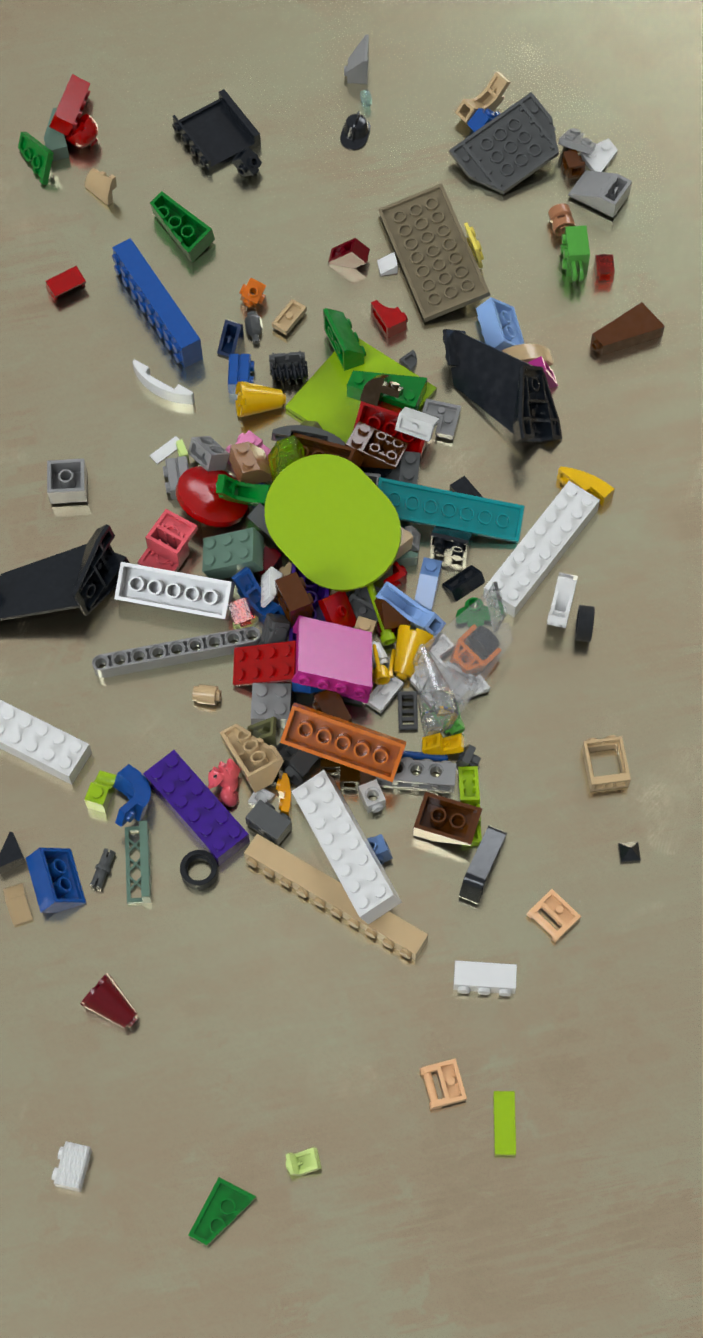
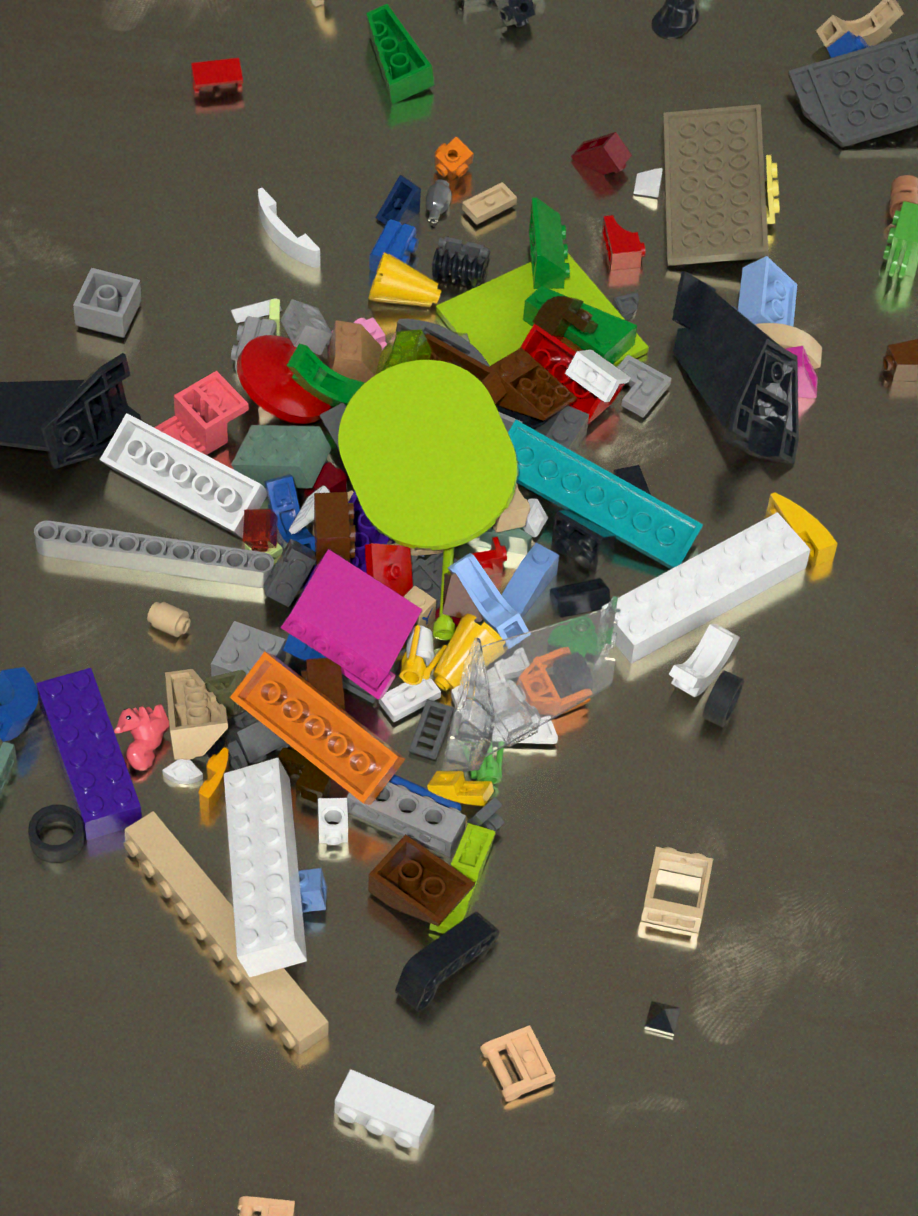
camera: 15 degrees right, 10 degrees down
(157, 303) = (322, 133): blue brick -> none
(264, 663) = (258, 600): red plate -> none
(269, 822) = (177, 804): dark grey brick -> none

